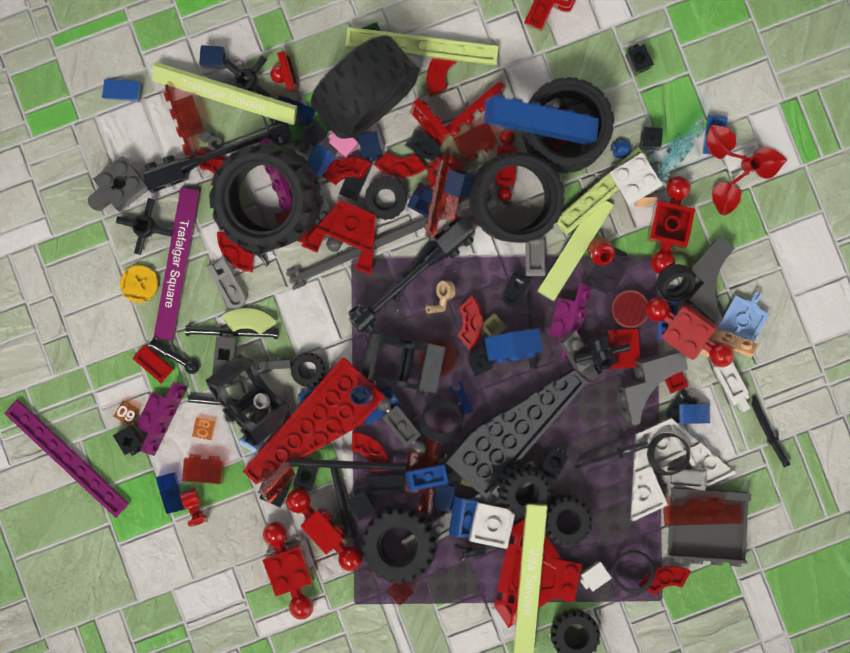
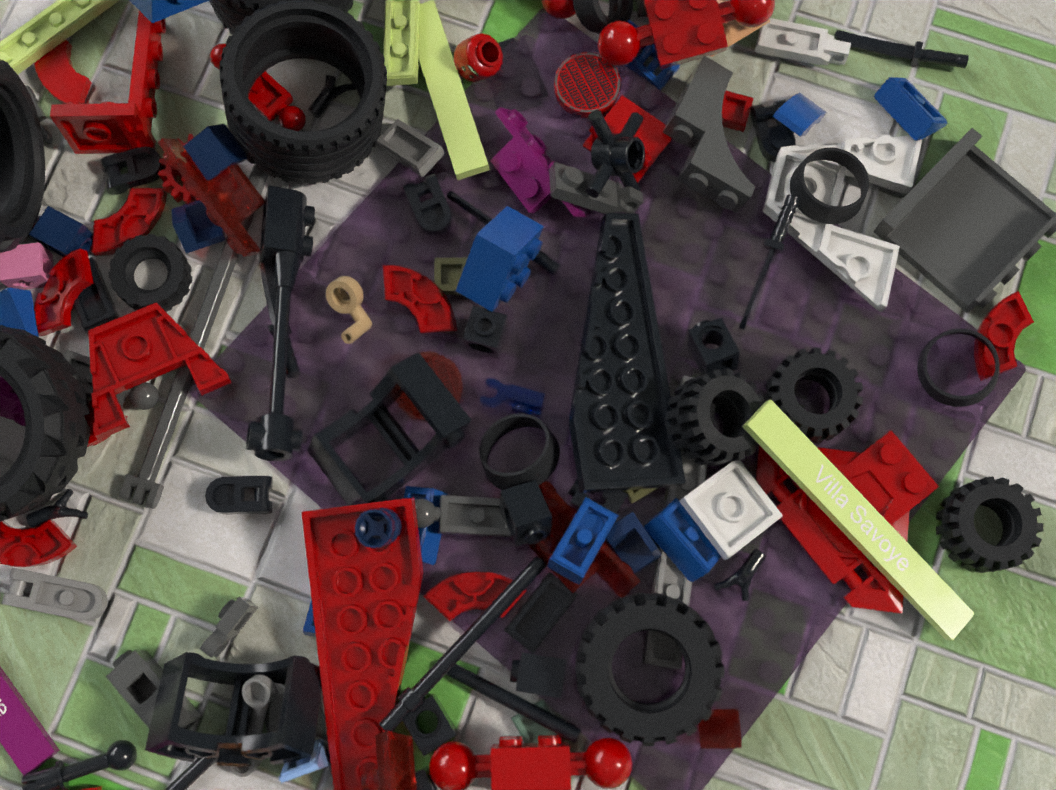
camera: 50 degrees left, 10 degrees down
(218, 332) = (67, 711): black bar -> none
(248, 318) = (130, 607): yellowish green tile -> none
(308, 357) = (257, 584): black tyre -> none
(323, 316) = (227, 495): none -> black plate
(417, 446) = (526, 513): none -> black brick
(475, 141) = (189, 97): clear red brick -> none
(532, 197) = (327, 94): none -> black bar
(594, 576) = (924, 424): white brick -> none
(687, 479) = (884, 193): light grey tile -> none
(702, 513) = (947, 211): clear red bracket -> none
(742, 458) = (909, 108): none -> blue slope

